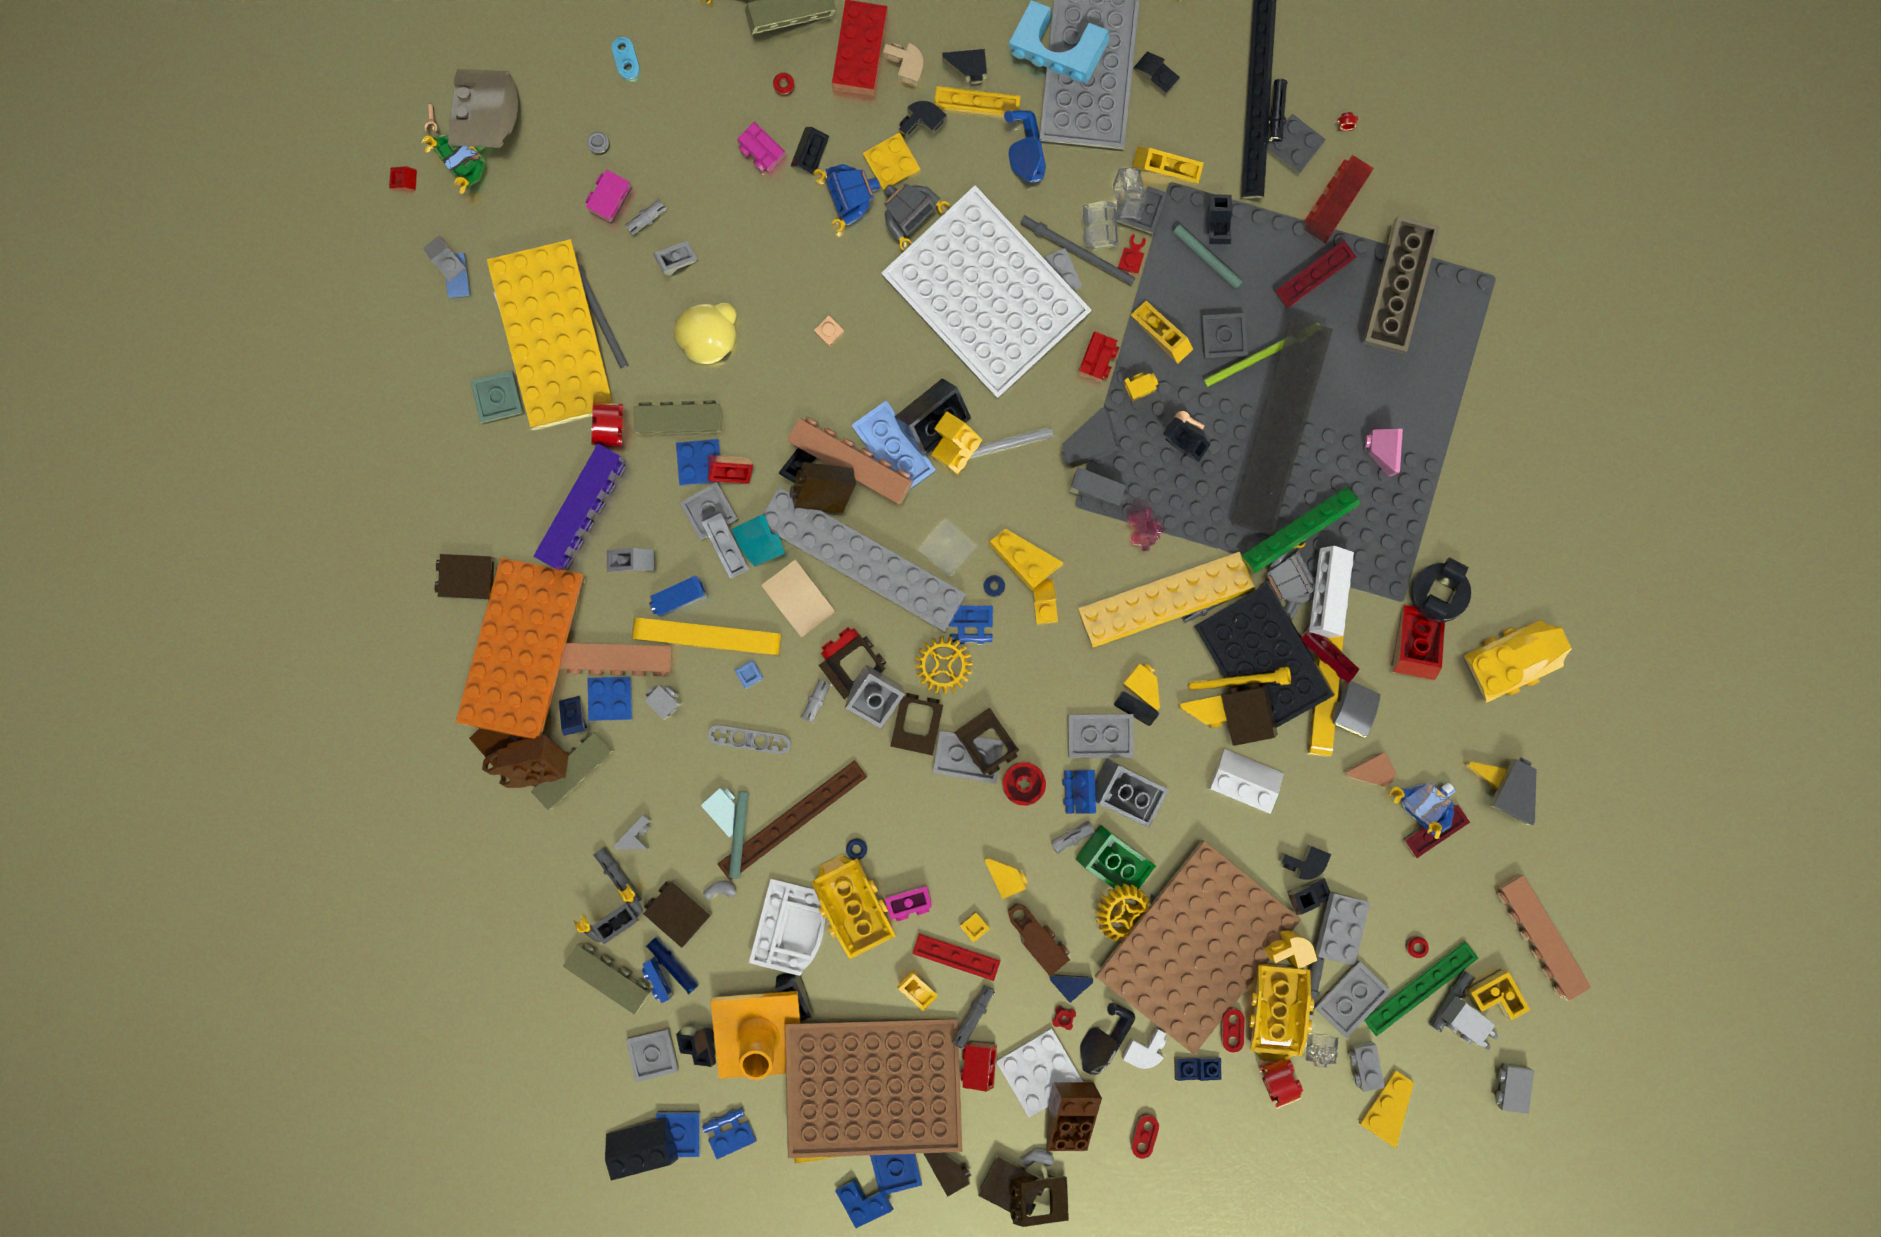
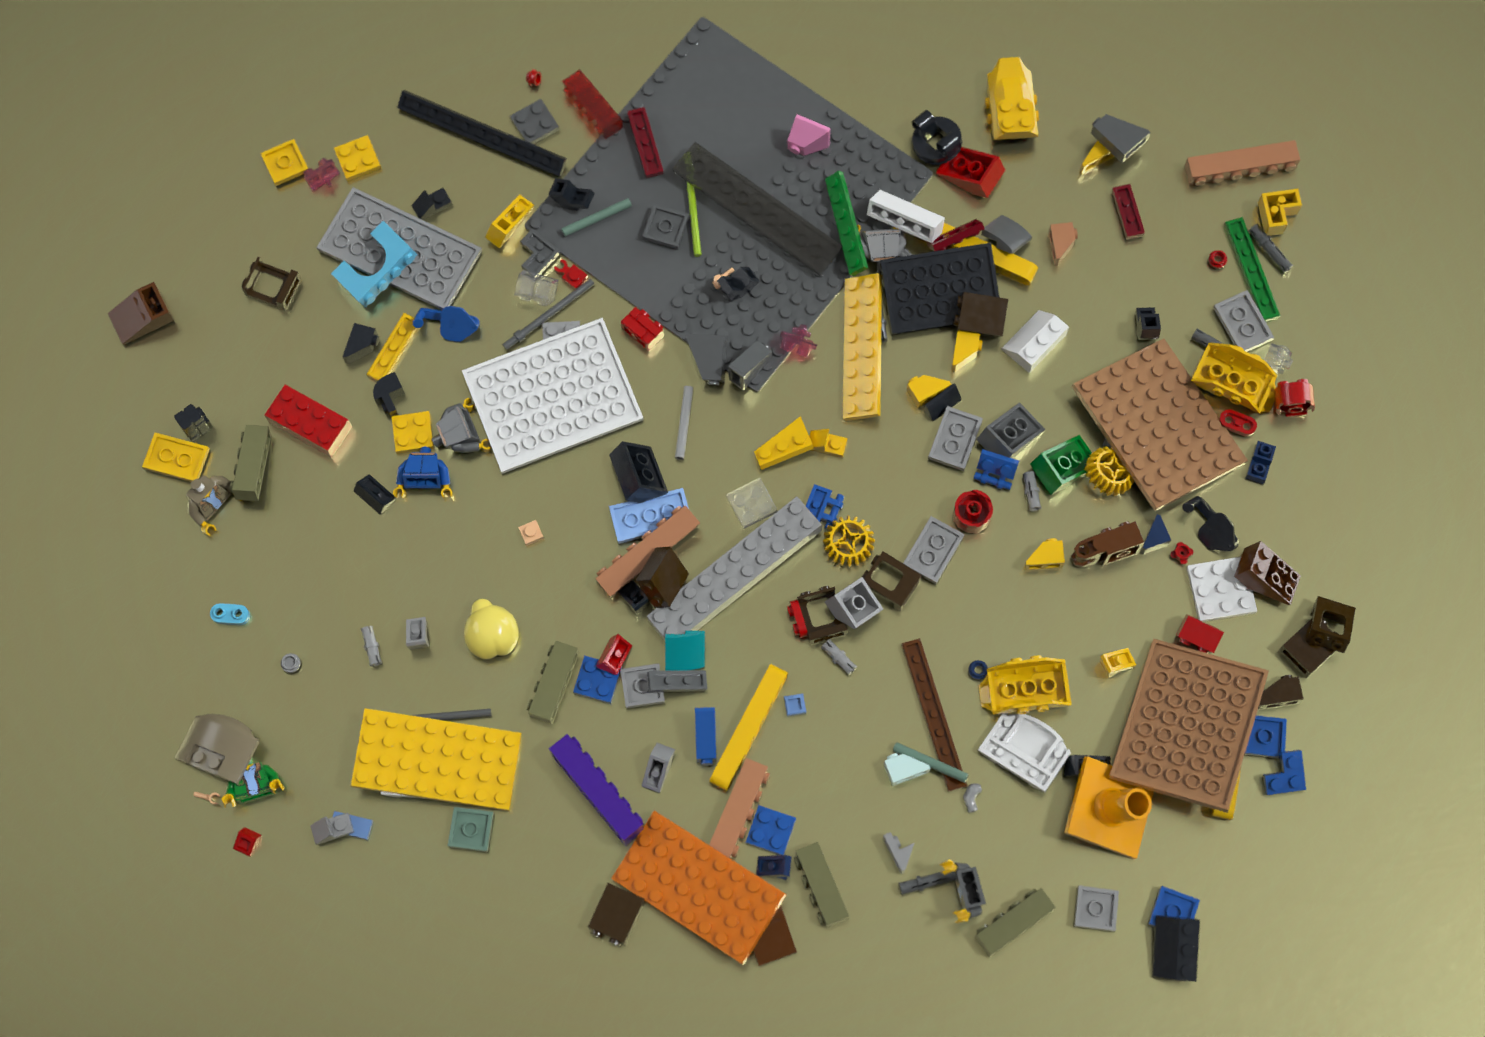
camera: 65 degrees left, 15 degrees down
(528, 762) = (801, 915): reddish brown brick -> none
(607, 424) = (534, 740): red brick -> none
(608, 195) = (339, 668): dark pink brick -> none
(654, 973) = (1039, 875): blue plate -> none
(663, 700) = (791, 781): light grey brick -> none
(673, 967) = (1021, 863): clear blue pin -> none
(676, 913) = (979, 839): dark brown brick -> none
(698, 1043) = (1099, 862): black brick -> none
(731, 1139) = (1194, 868): blue plate -> none
(749, 739) = (854, 726): light grey beam -> none
(760, 147) = (354, 530): dark pink brick -> none
(783, 77) = (309, 488): red plate -> none
(798, 598) = (746, 638): tan slope -> none
(909, 902) = (1039, 638): dark pink brick -> none
(911, 59) = (339, 385): tan brick -> none
(956, 957) = (1099, 622): red tile -> none
(957, 443) = (668, 461): yellow brick -> none
(973, 1017) = (1150, 617): dark grey pin -> none
(974, 927) = (1079, 596): yellow plate -> none
(978, 726) = (911, 532): dark brown window -> none
(994, 578) = (798, 483): dark blue plate -> none
(1037, 1155) = (1291, 616): light grey arm -> none
(1129, 192) = (520, 254): clear piece -> none
(1141, 385) = (679, 303): yellow brick -> none
(1145, 1136) = (1304, 522): red plate -> none
(1146, 1056) = (1235, 496): white brick -> none
(1162, 331) = (643, 271): yellow slope -> none
(1277, 119) = (509, 126): black pin -> none
(1281, 676) = (959, 277): yellow piece -> none
(1292, 946) = (1187, 350): yellow brick -> none
(1311, 866) = (1122, 315): black brick -> none
(1342, 928) = (1182, 308): light grey plate -> none
(1367, 1066) = (1302, 329): light grey brick -> none
(1389, 1109) = (1343, 327): yellow wing -> none
(1400, 285) = (680, 81): dark tan brick -> none
(1428, 805) = (1106, 208): torso -> none
(1469, 1022) = (1292, 240): hinge -> none
(1515, 1088) = (1358, 225): light grey brick -> none

